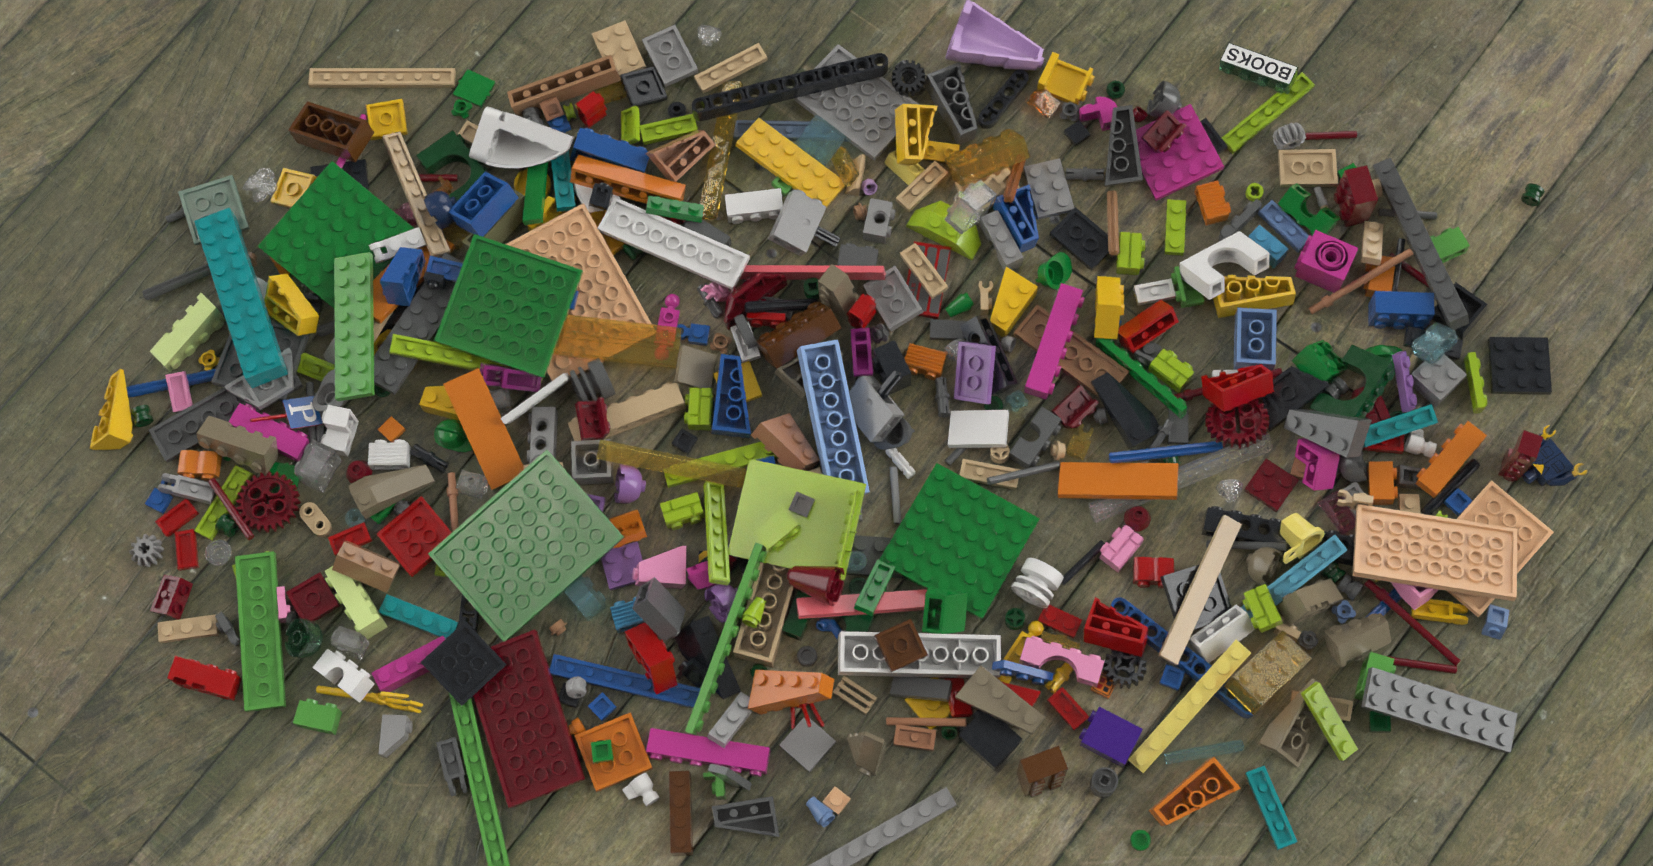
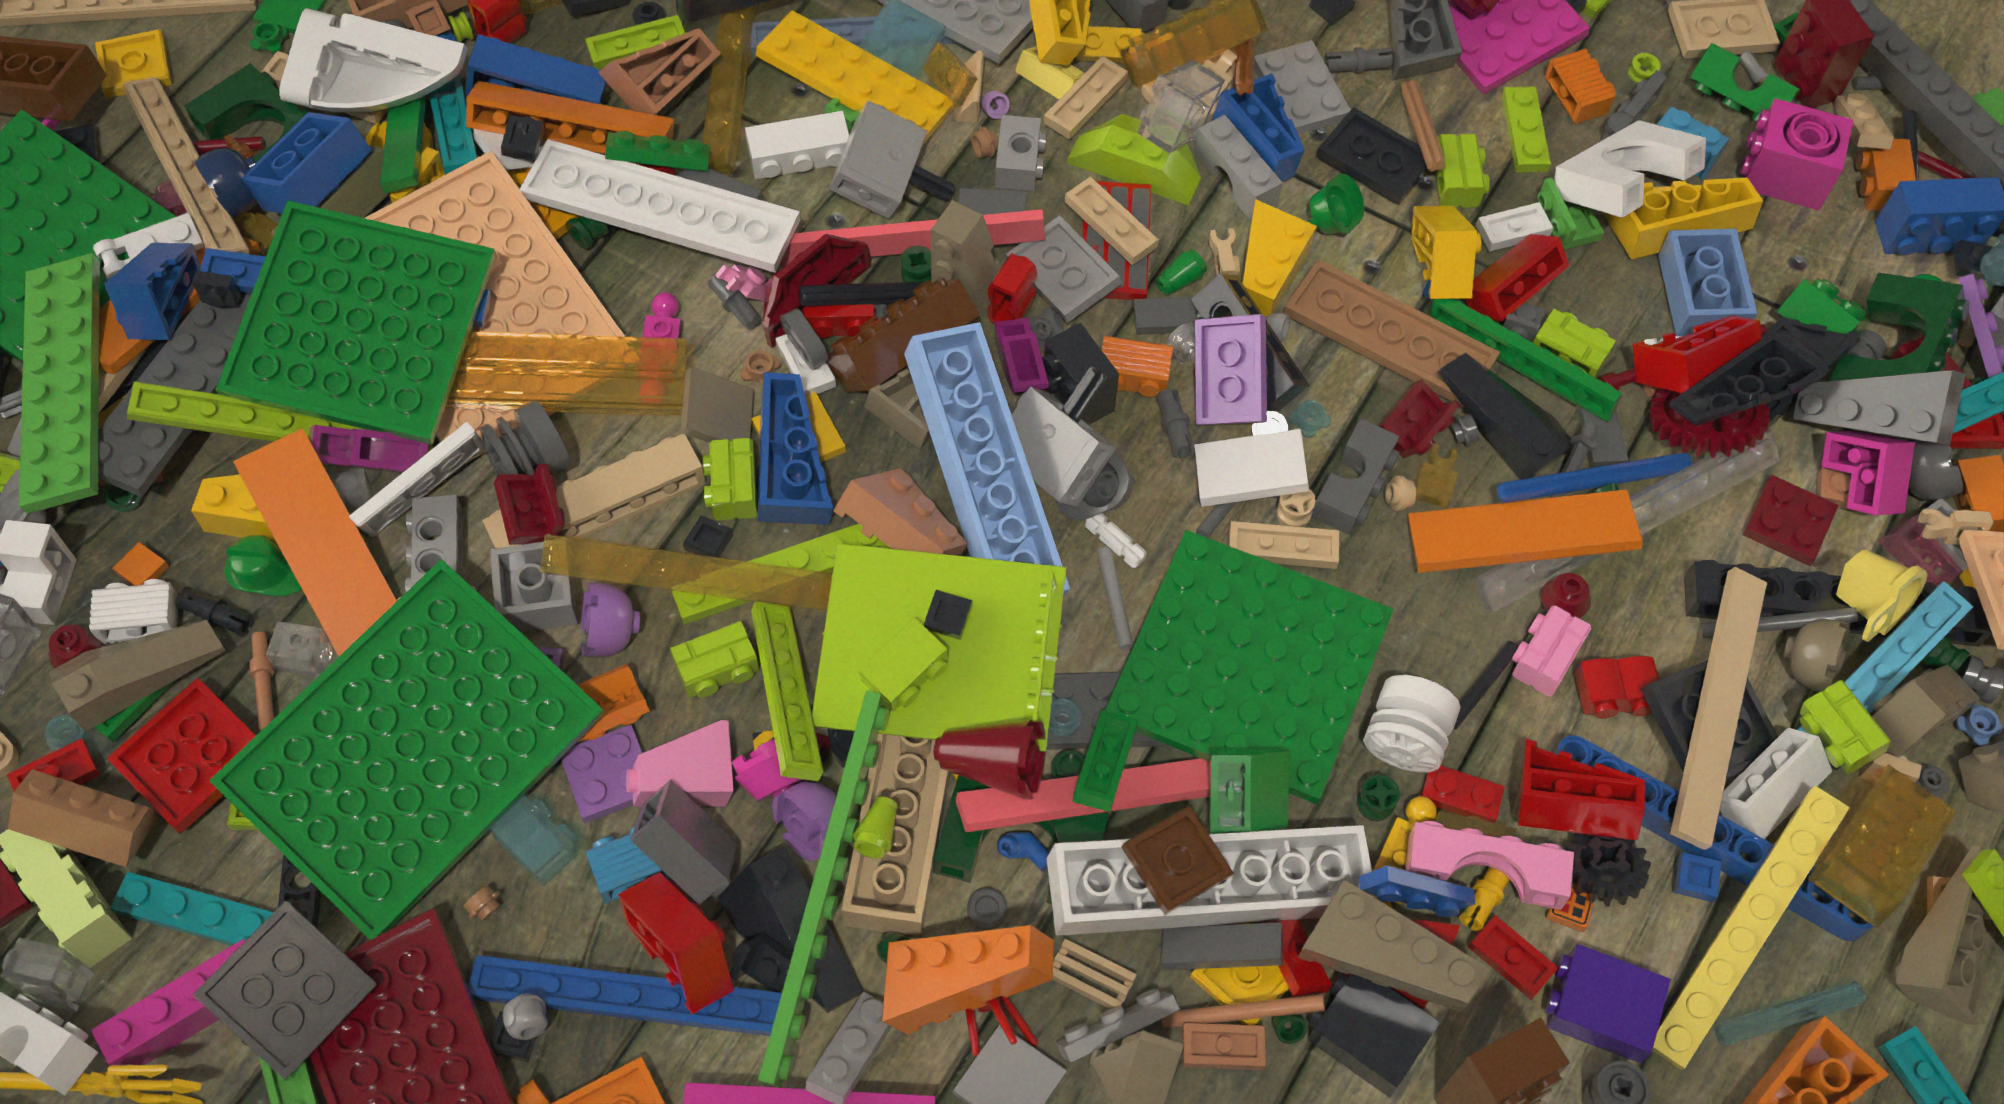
camera: 15 degrees left, 10 degrees down
(400, 506) = (156, 702): dark grey plate -> none
(602, 706) = (582, 1052): blue plate -> none
(630, 125) = (569, 37): lime plate -> none
(696, 334) = (714, 357): blue plate -> none
(863, 721) = (1116, 1024): none -> light grey plate
(1023, 473) = (1346, 535): dark grey bar -> none
(1053, 341) = (1361, 312): dark pink brick -> none
(1229, 489) = (1722, 531): clear cone -> none
(1262, 406) = (1756, 376): none -> black wedge
(1284, 225) = (1707, 111): medium blue tile -> none
(1327, 301) = (1812, 215): nougat bar -> none

